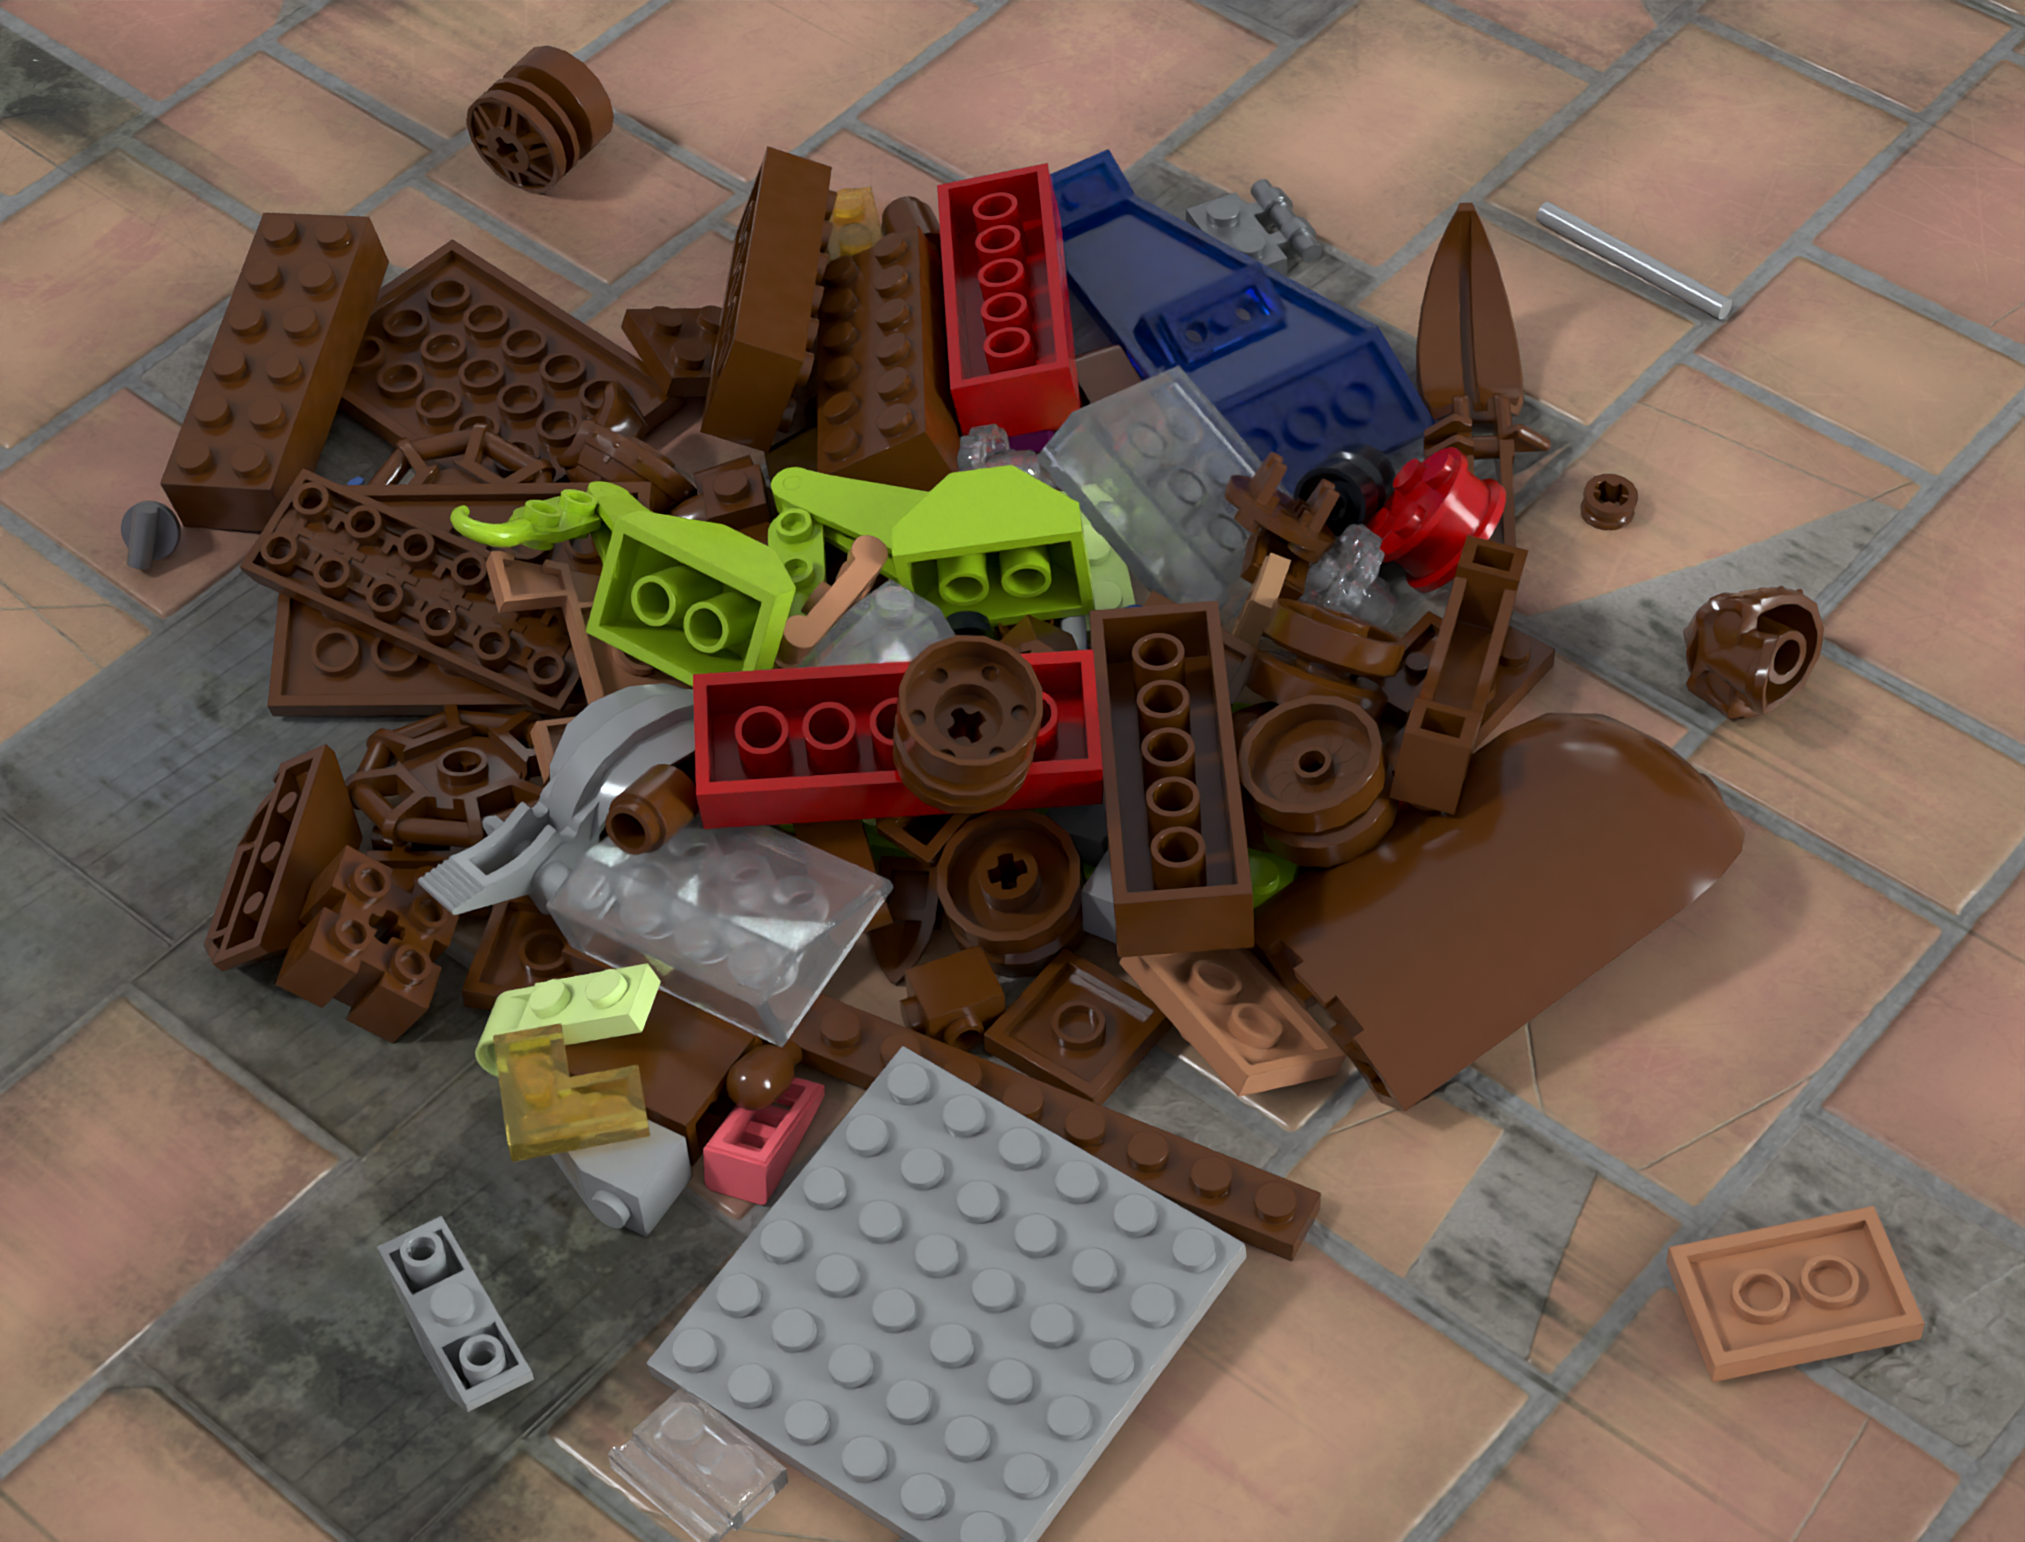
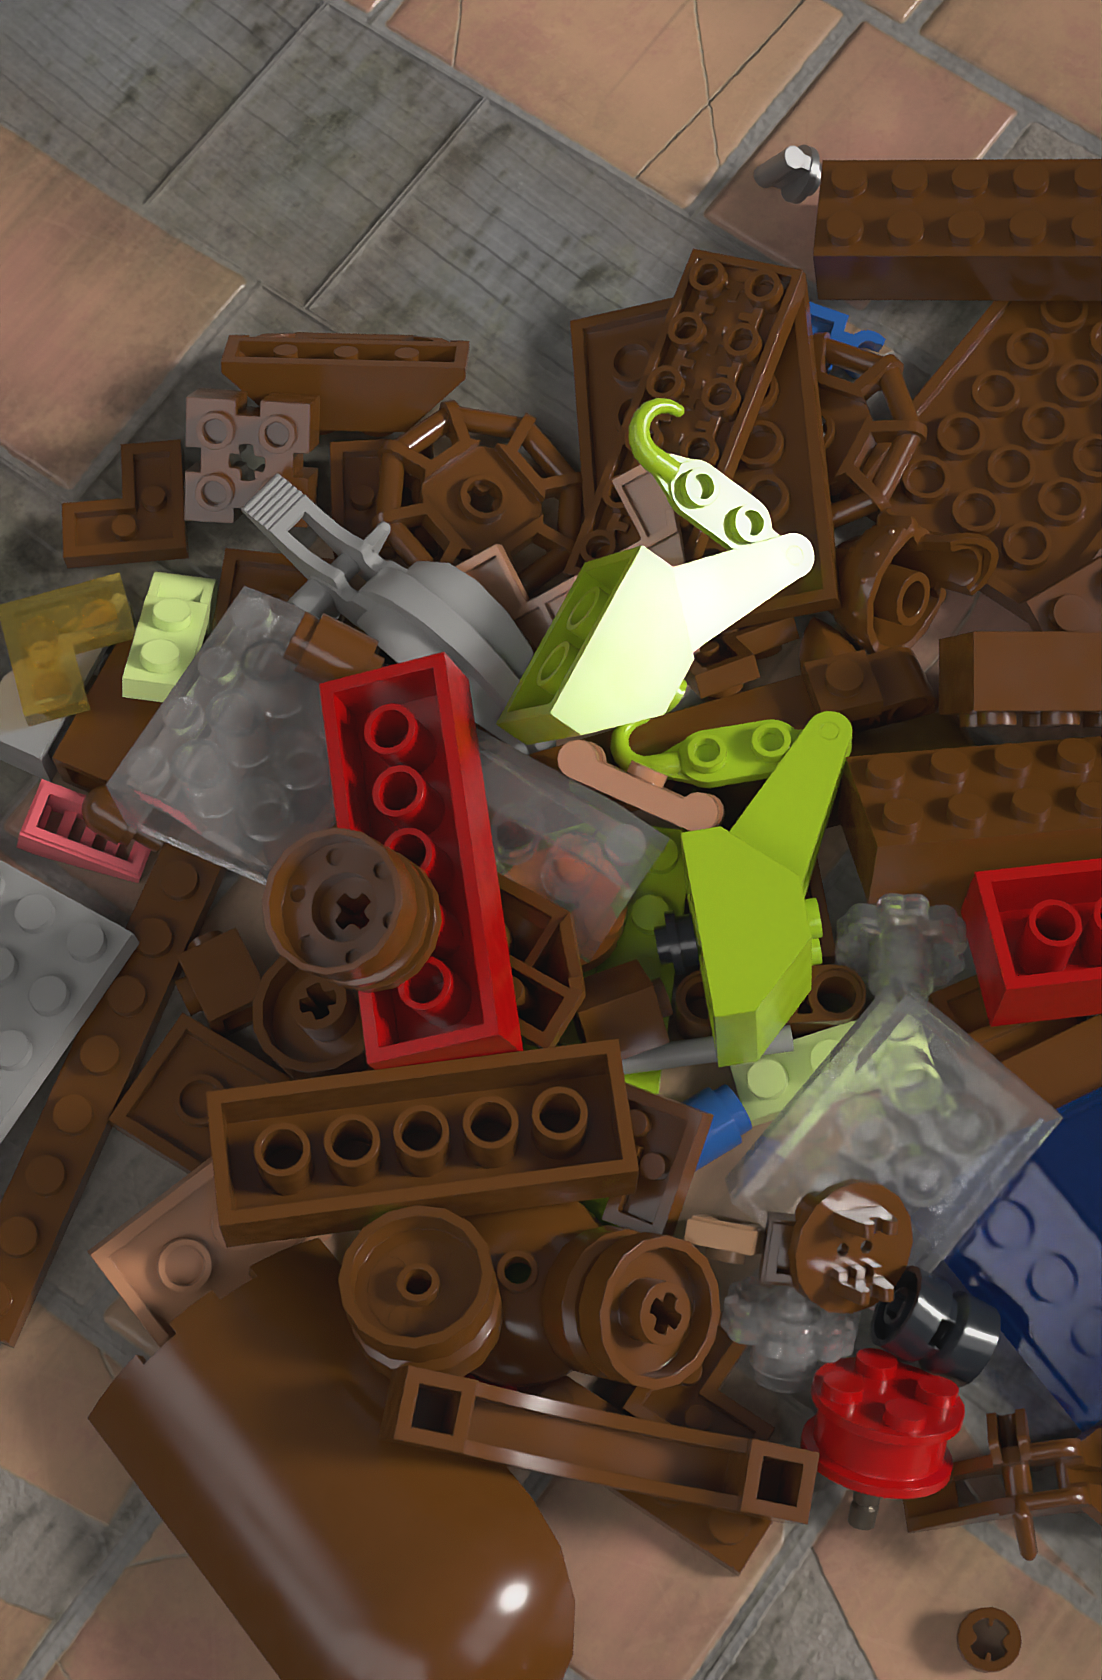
camera: 85 degrees right, 20 degrees up
(400, 1068) = (143, 523): none -> reddish brown plate

